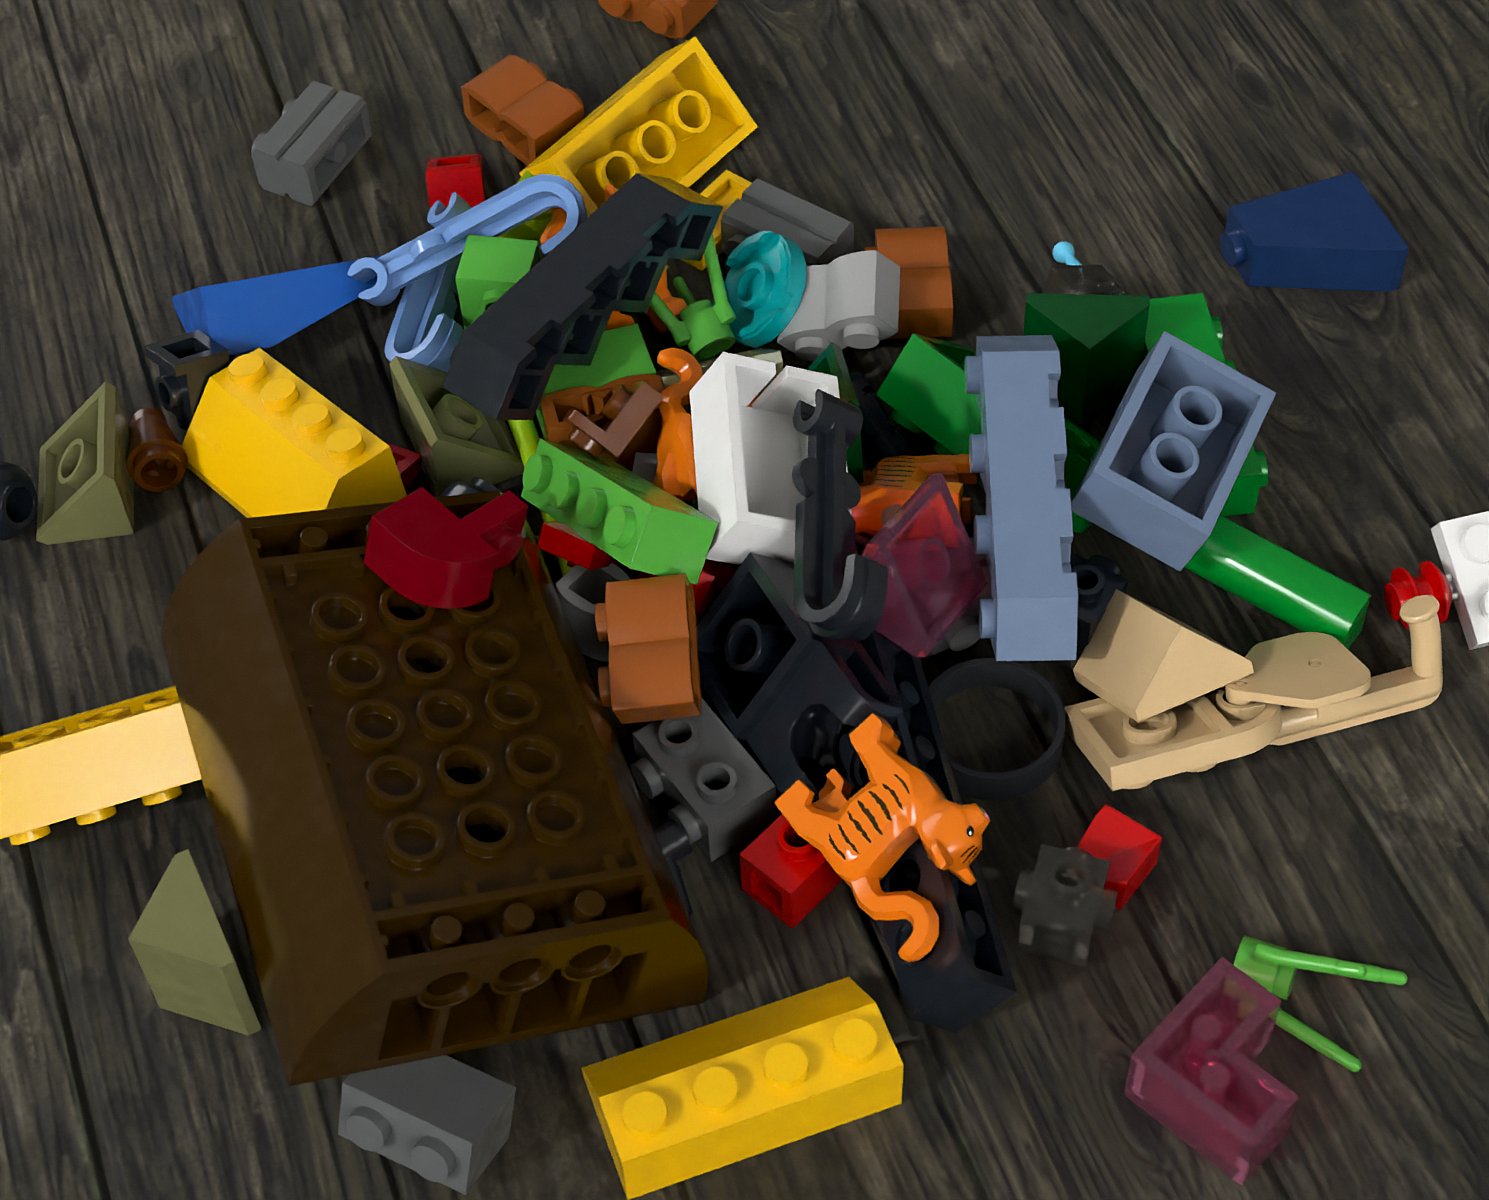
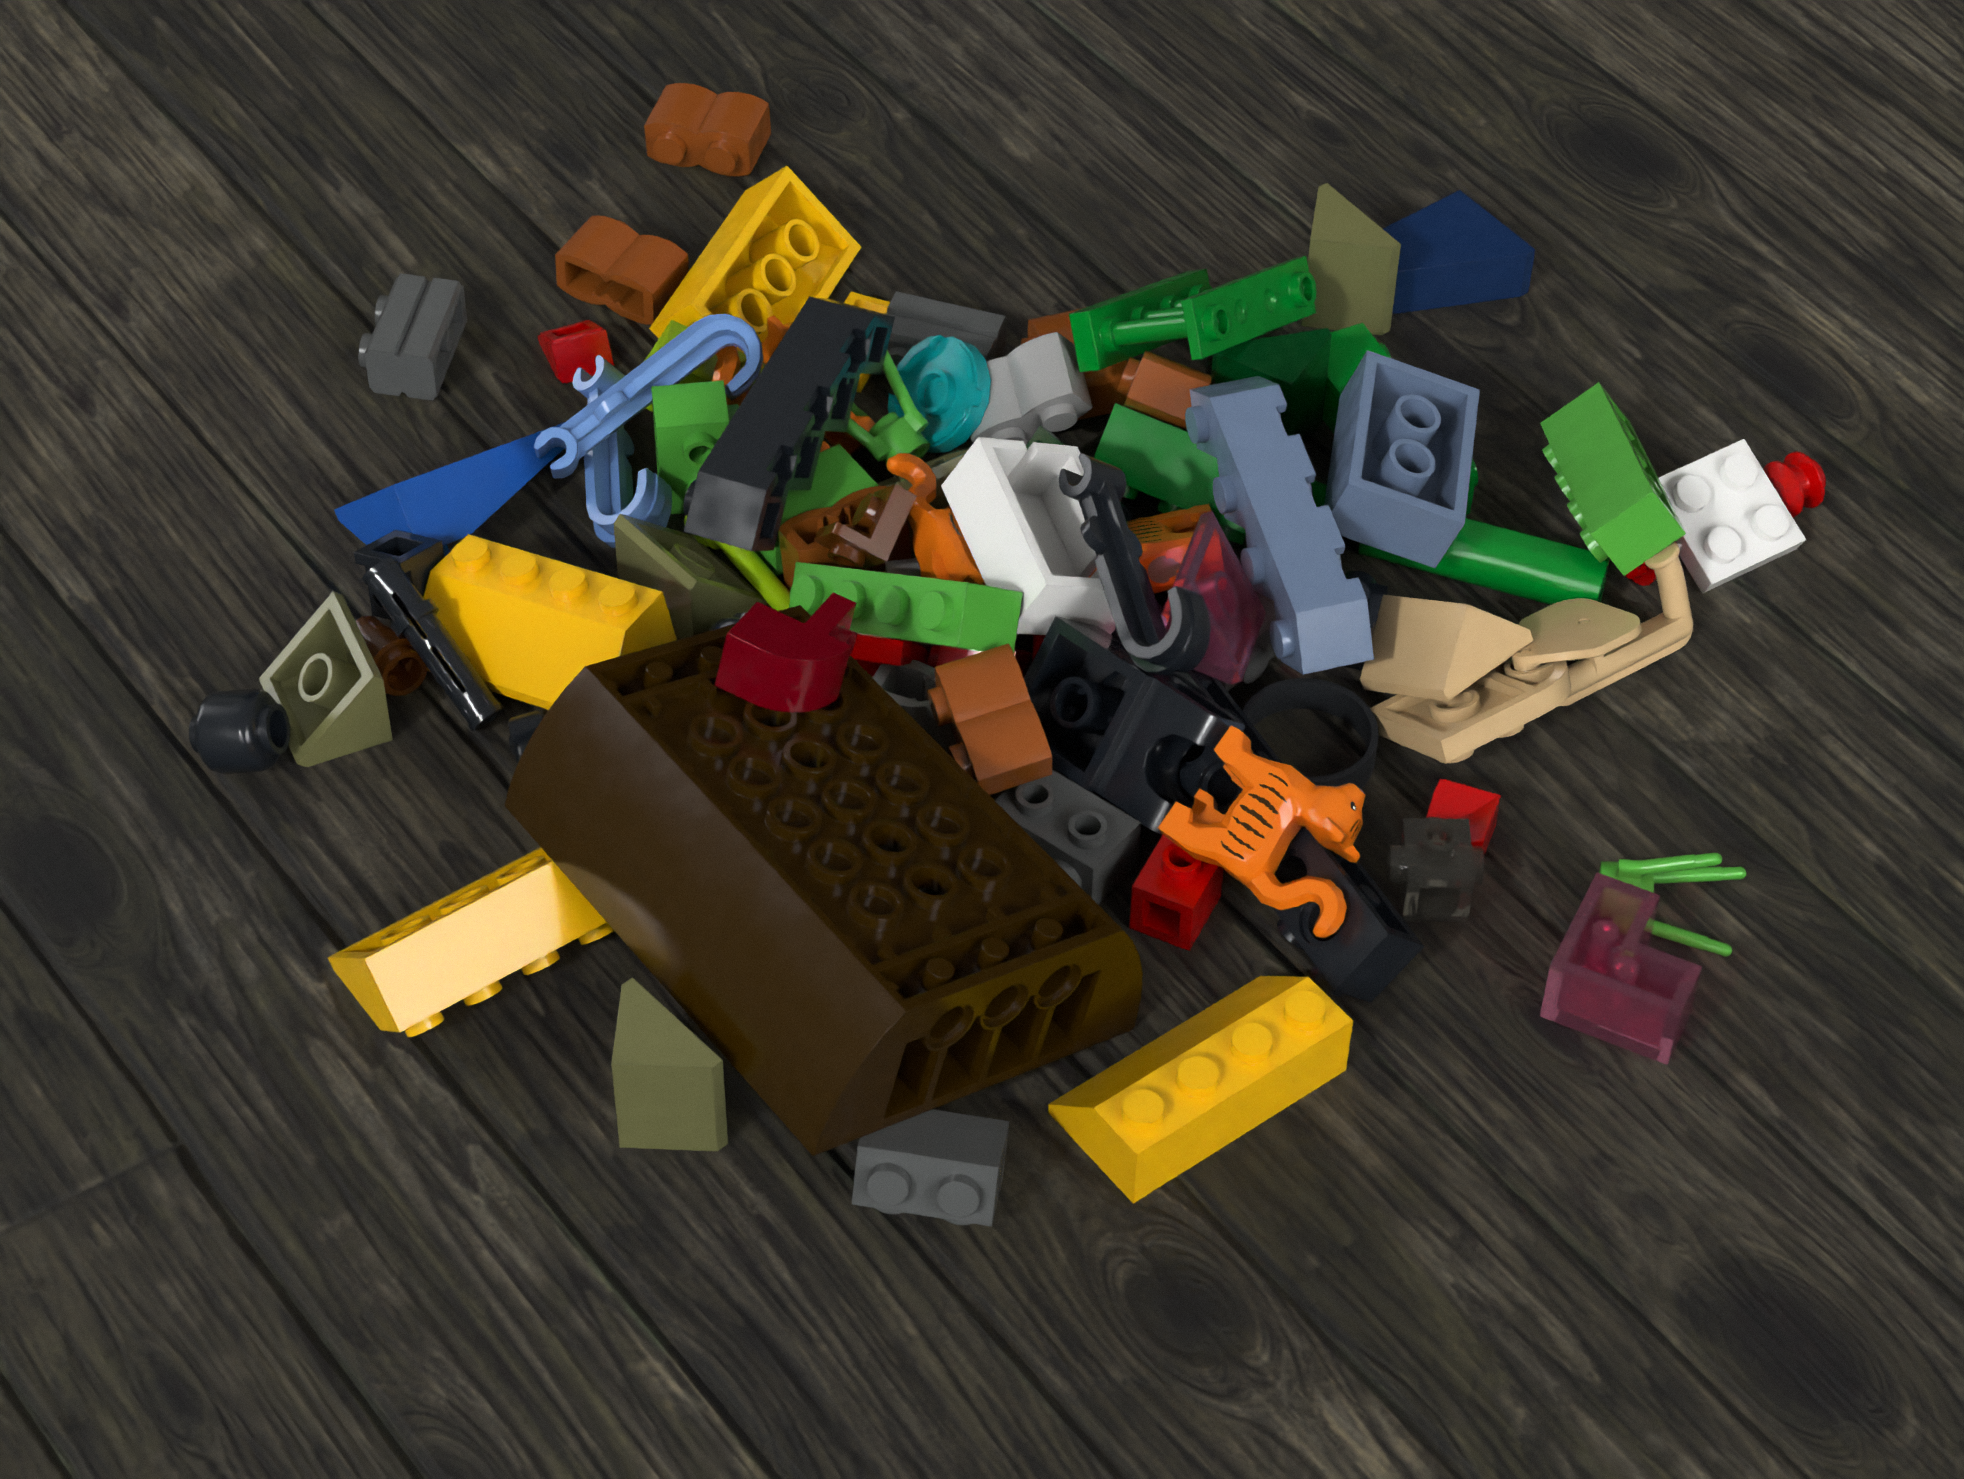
camera: 20 degrees left, 5 degrees down
(177, 429) = (392, 589): none -> black pin
(958, 316) = (1160, 387): none -> dark orange brick
(1022, 255) = (1192, 310): none -> green fence
(1206, 233) = (1351, 266): none -> olive slope
(1396, 515) = (1609, 481): none -> bright green brick

